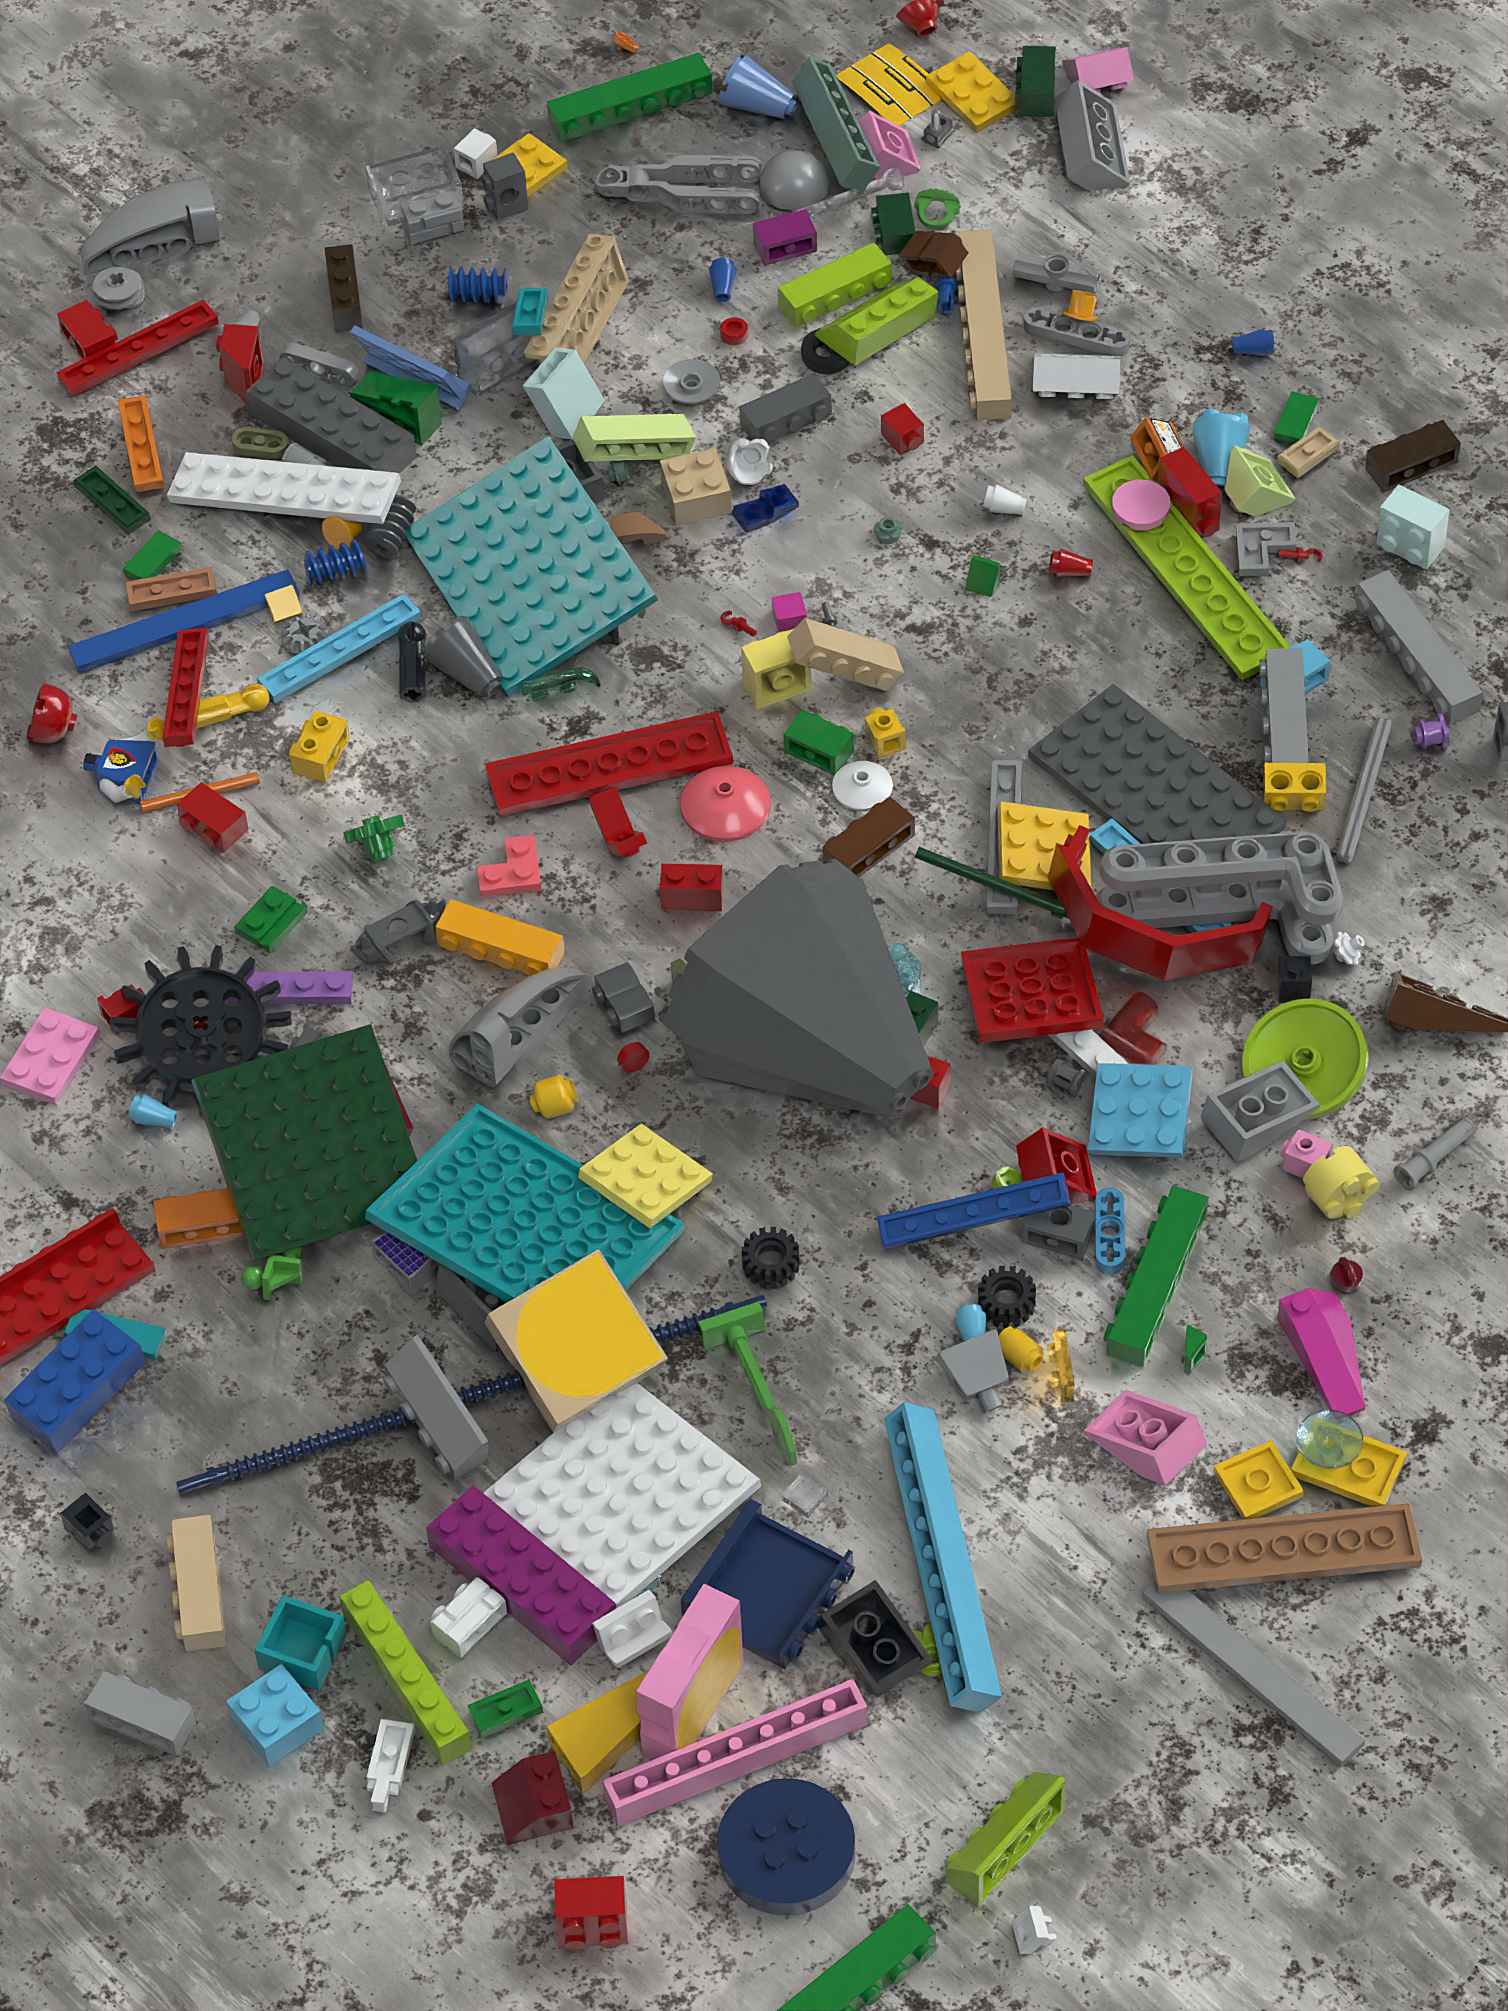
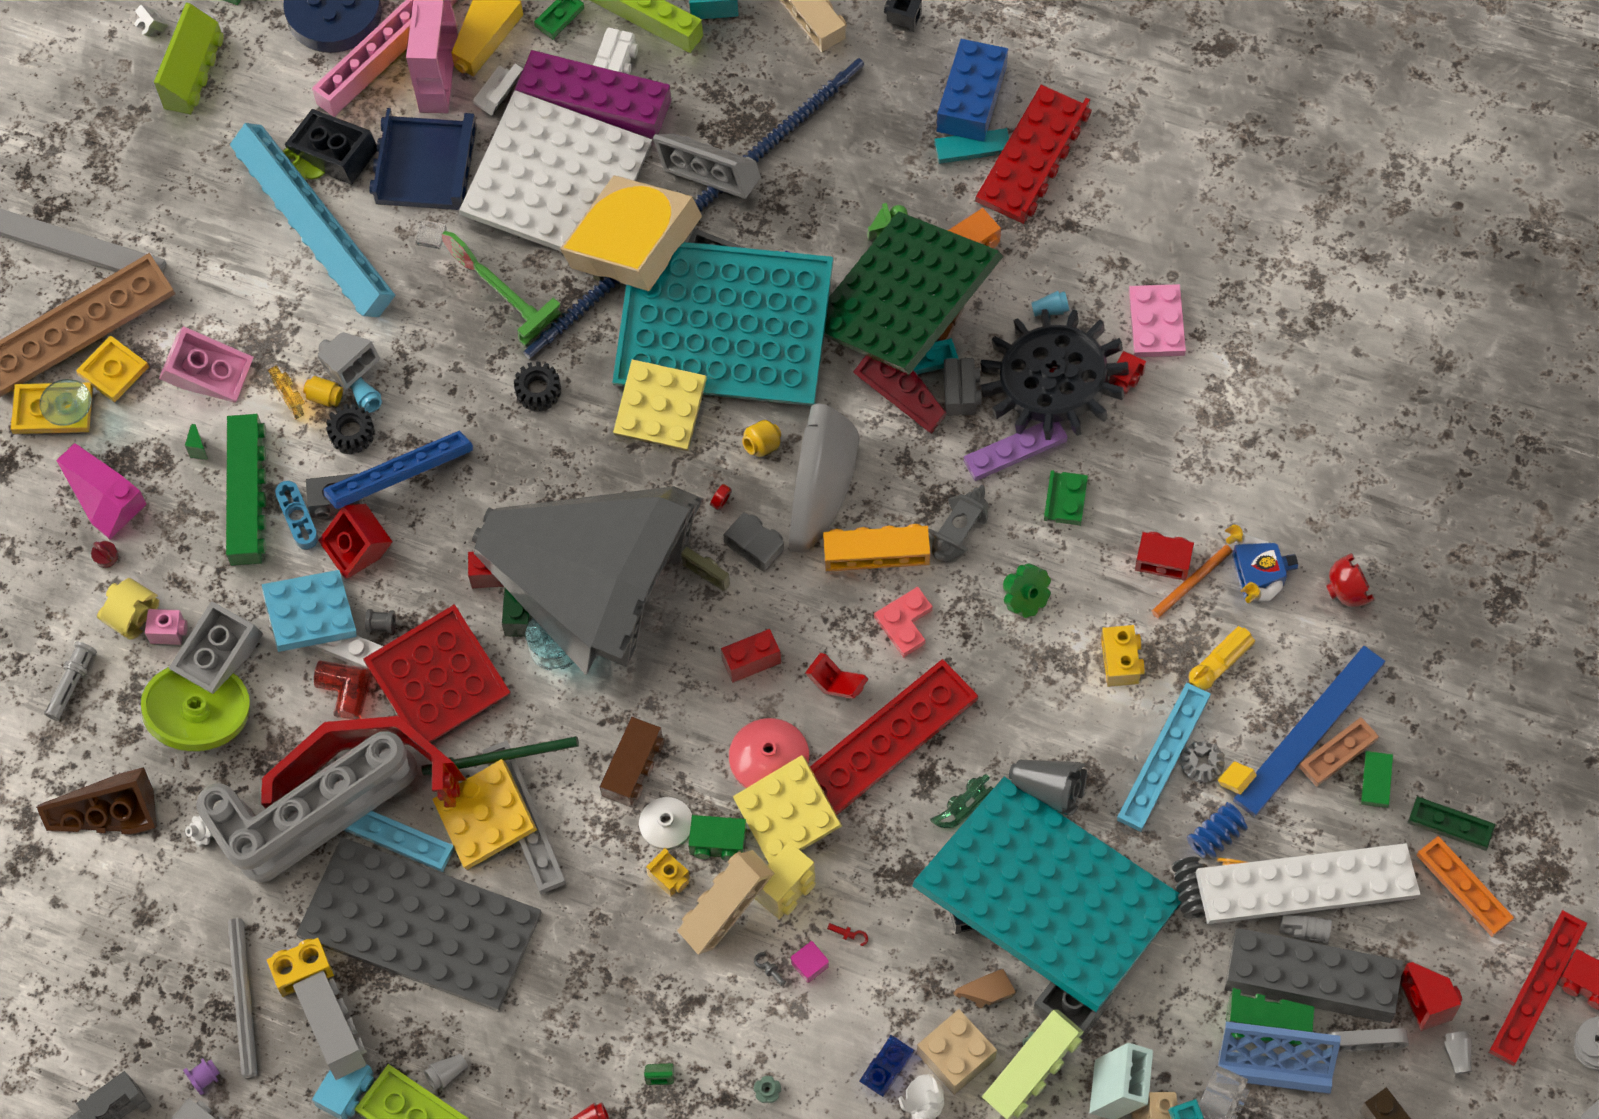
camera: 155 degrees right, 10 degrees up
(185, 687) = (1256, 647): red plate -> none
(263, 442) = (1362, 933): olive plate -> none
(412, 662) = (1085, 751): black piece -> none
(737, 733) = (787, 809): none -> light yellow plate
(1006, 1176) = (389, 517): lime tile -> none
(1189, 651) = (444, 1071): none -> light grey cone
(1294, 978) = (232, 775): black brick -> none

